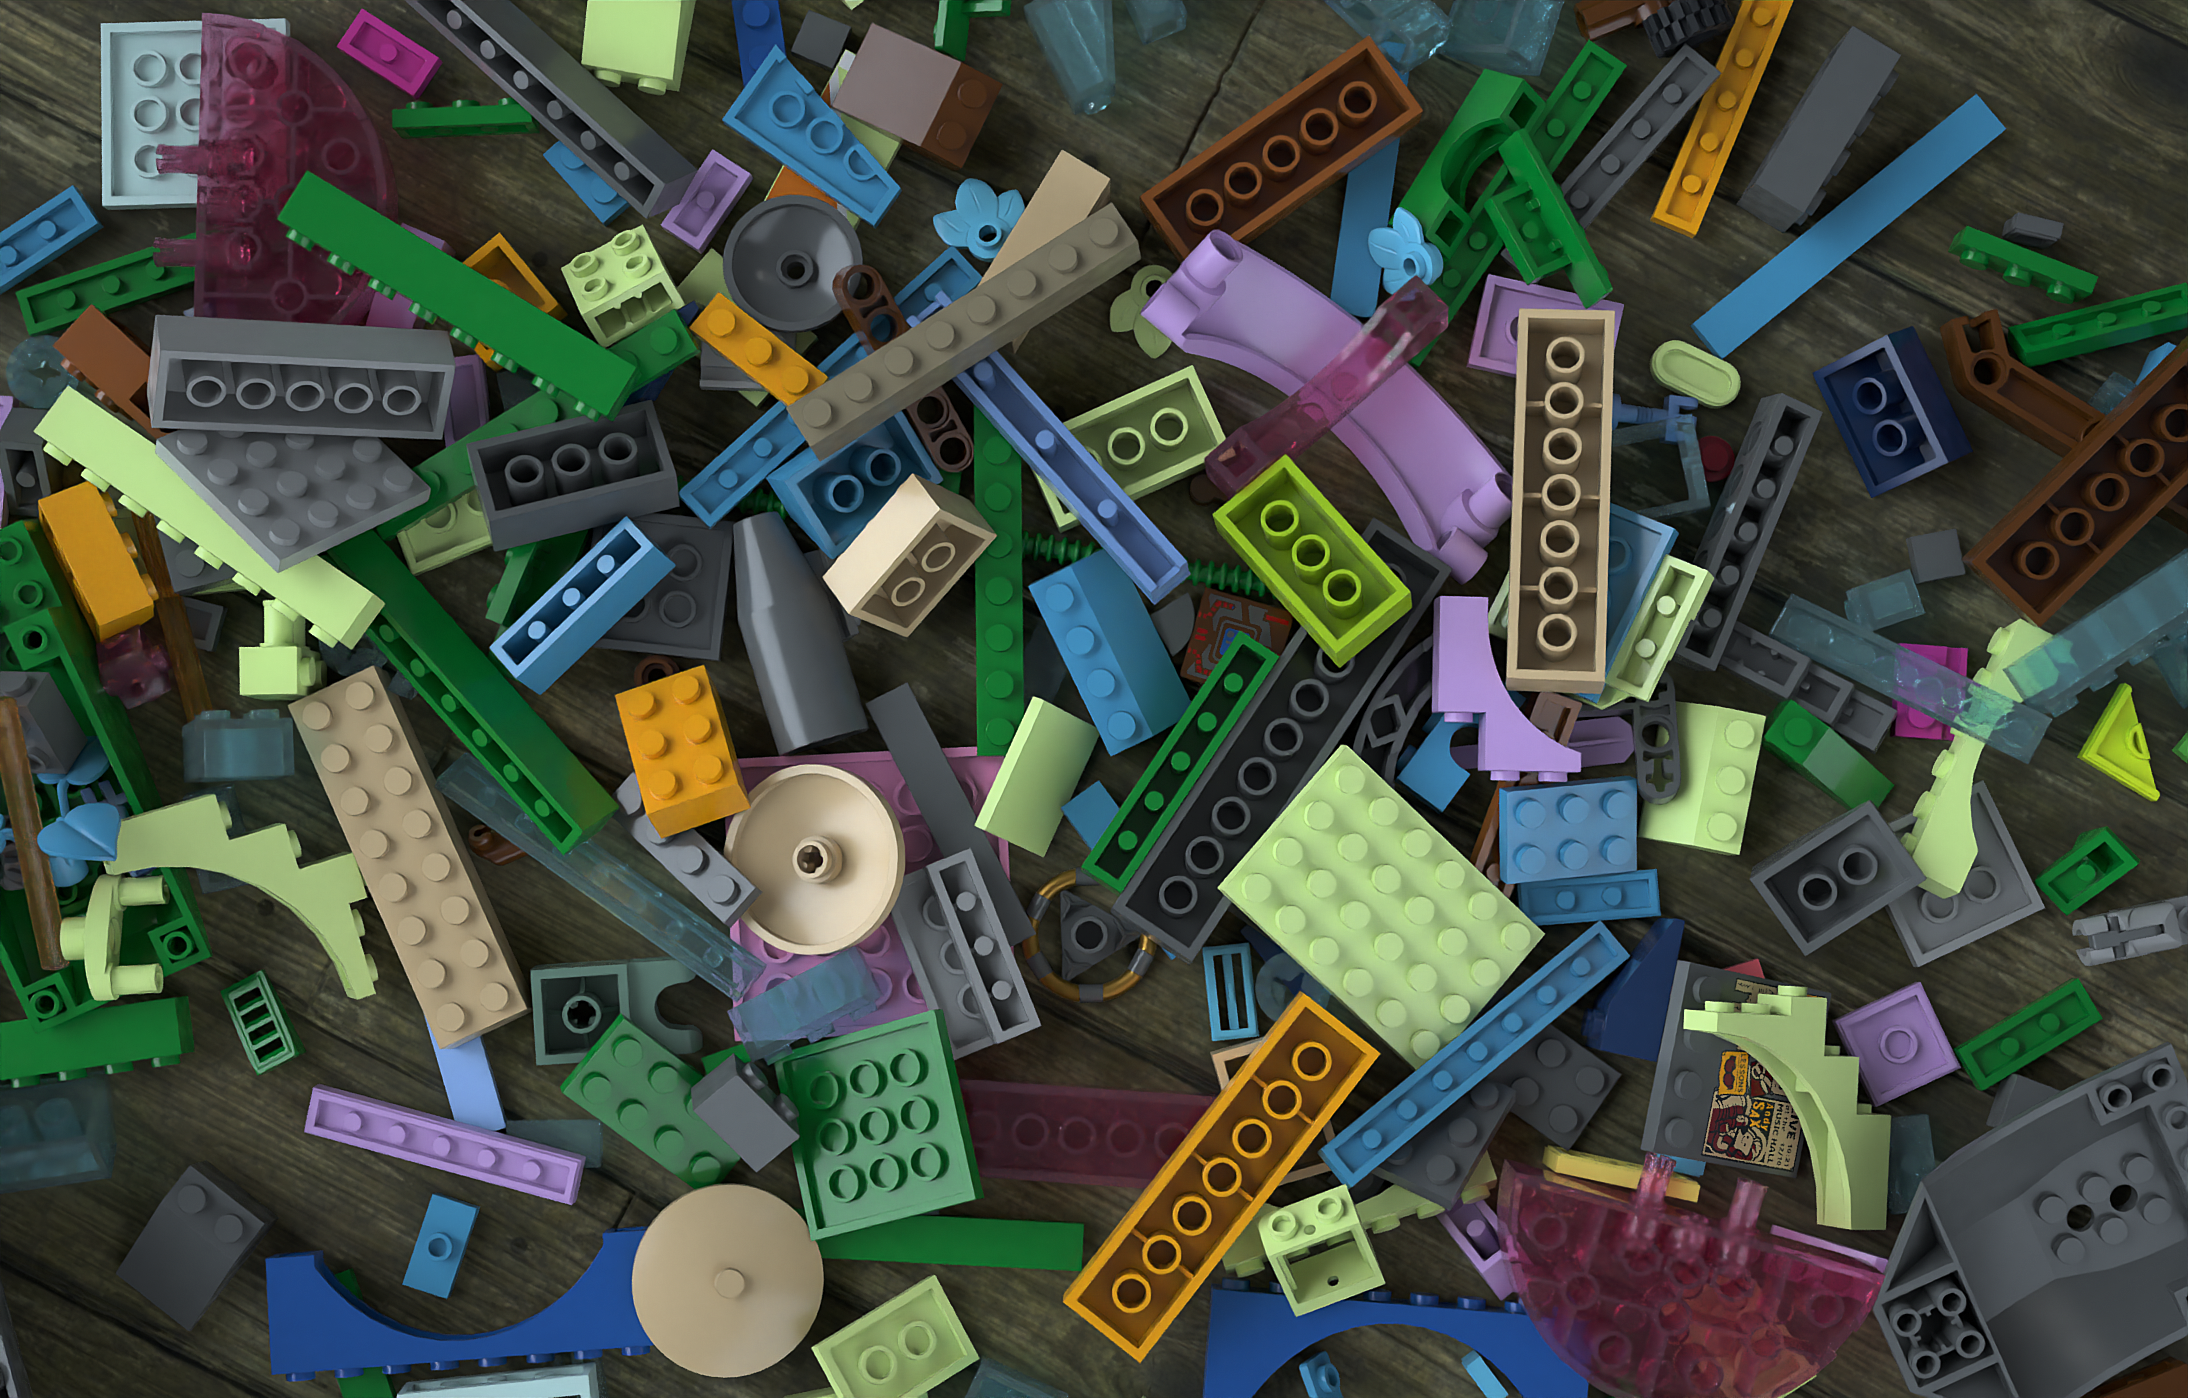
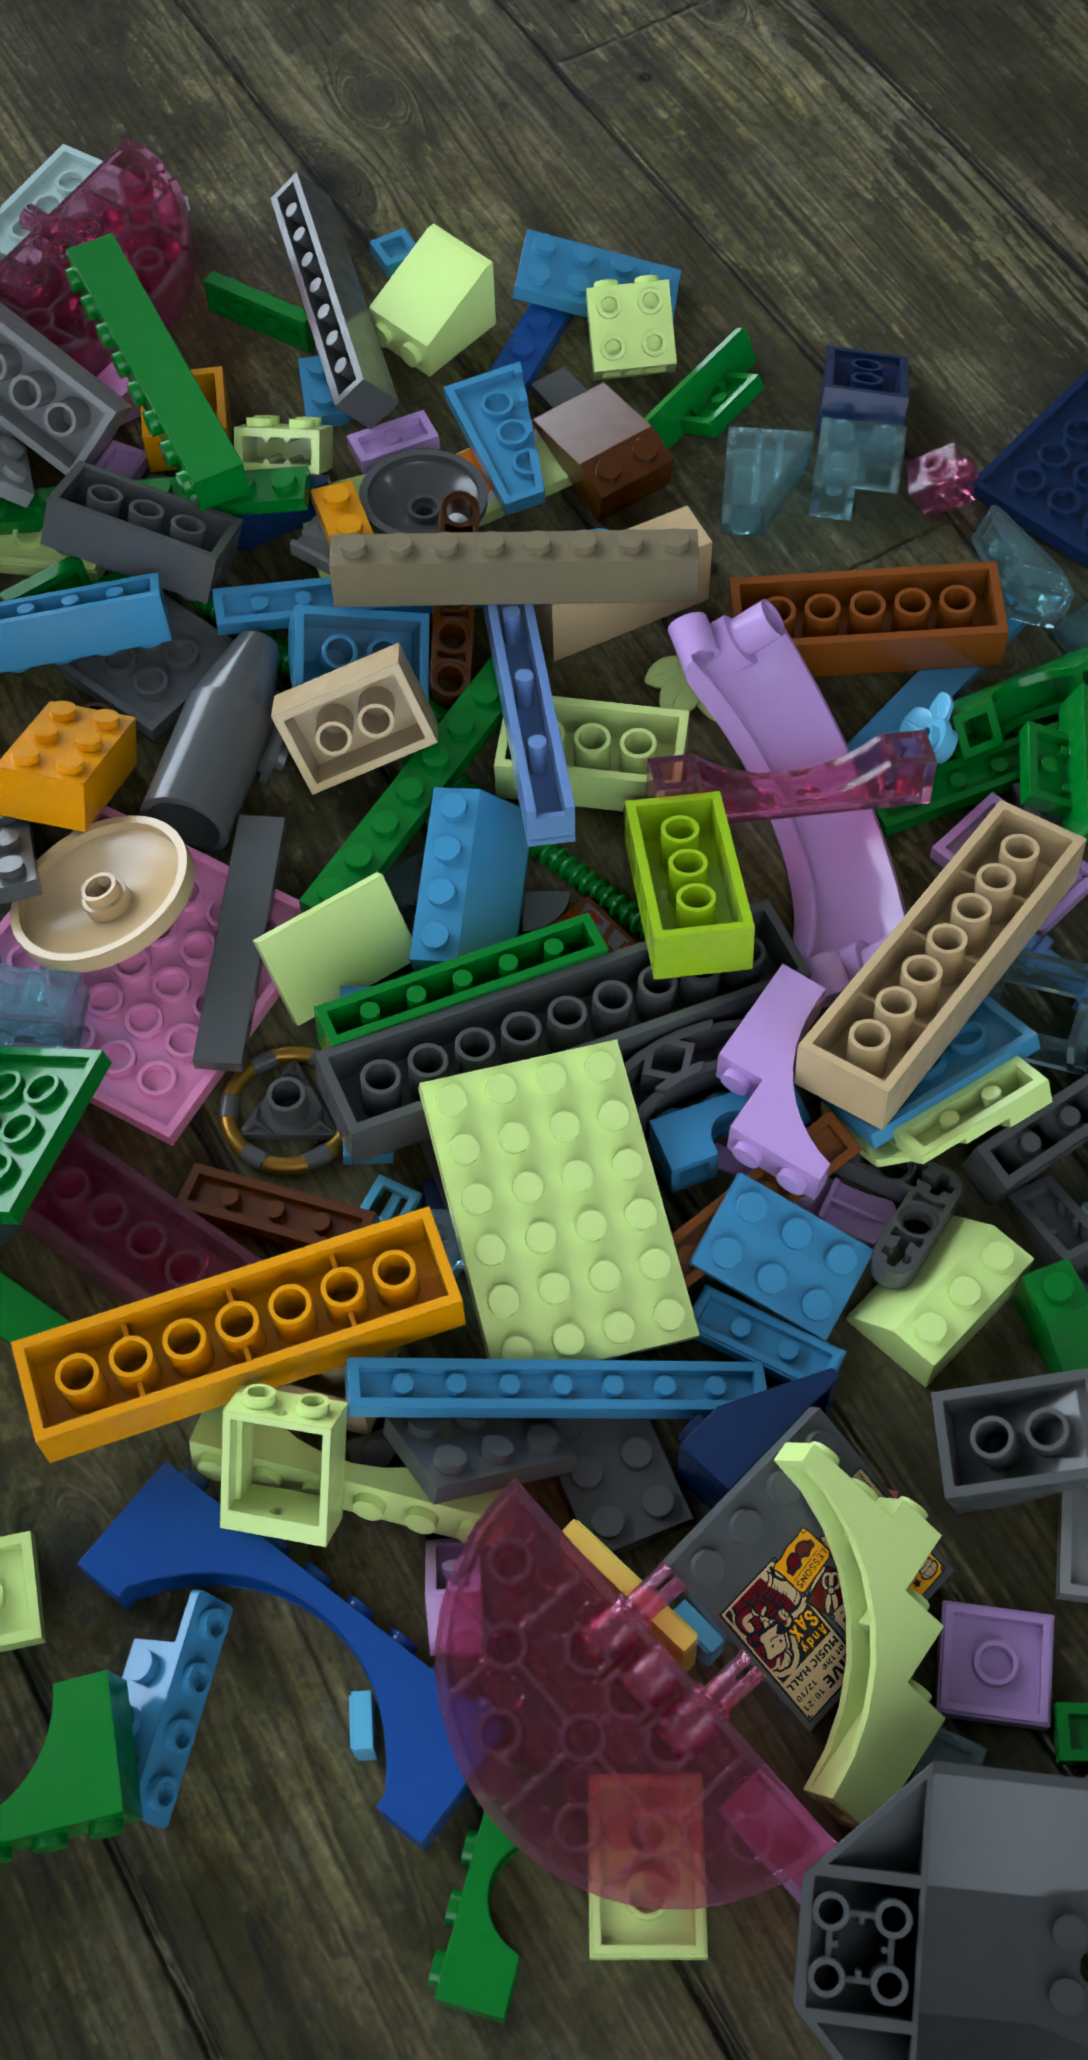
camera: 35 degrees right, 25 degrees down
(389, 54) = (241, 252): dark pink plate -> none
(962, 954) = (161, 1042): light grey slope -> none
(1149, 1036) = (268, 1208): none -> reddish brown plate

